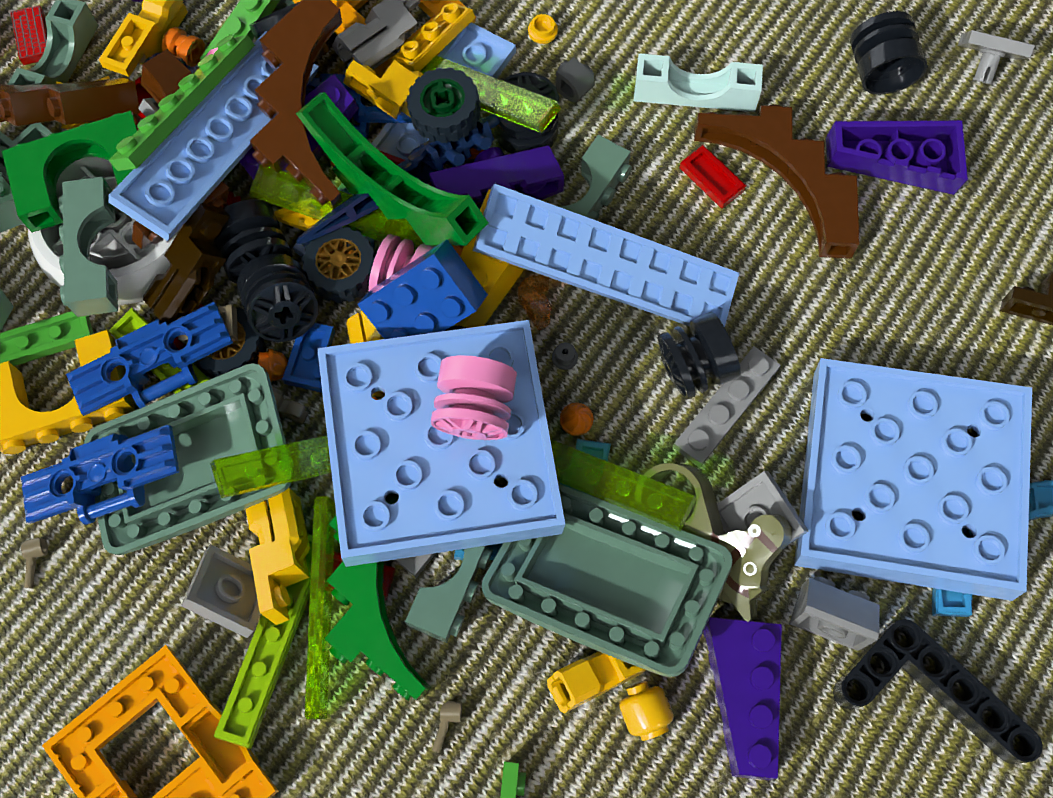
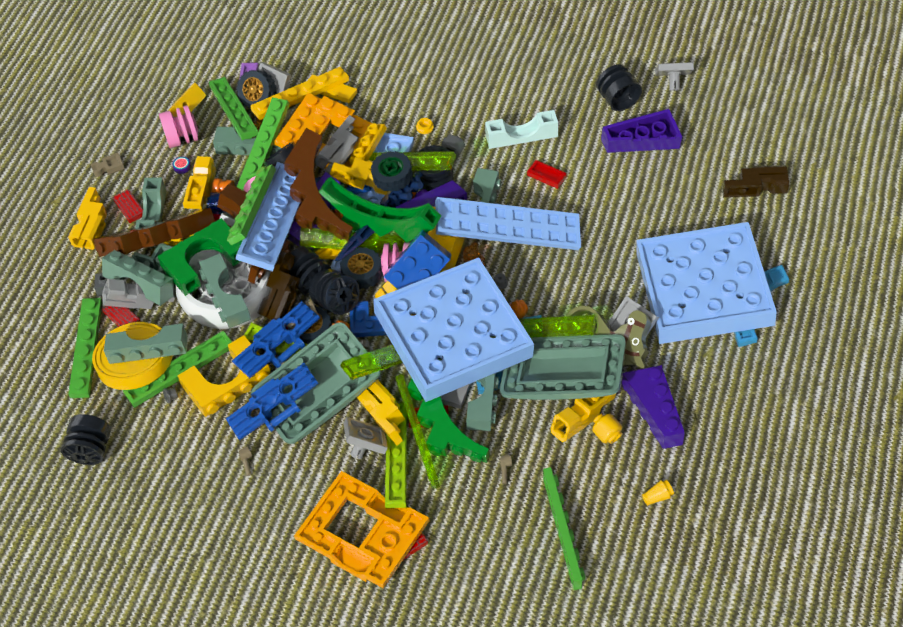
camera: 15 degrees left, 15 degrees down
(474, 397) = (467, 293): bright pink wheel -> none
(704, 353) = (572, 257): black wheel -> none
(726, 407) = (596, 278): light grey plate -> none
(801, 163) = (570, 146): reddish brown arch -> none
(836, 614) = (687, 357): light grey slope -> none
(939, 685) = (752, 373): black beam -> none

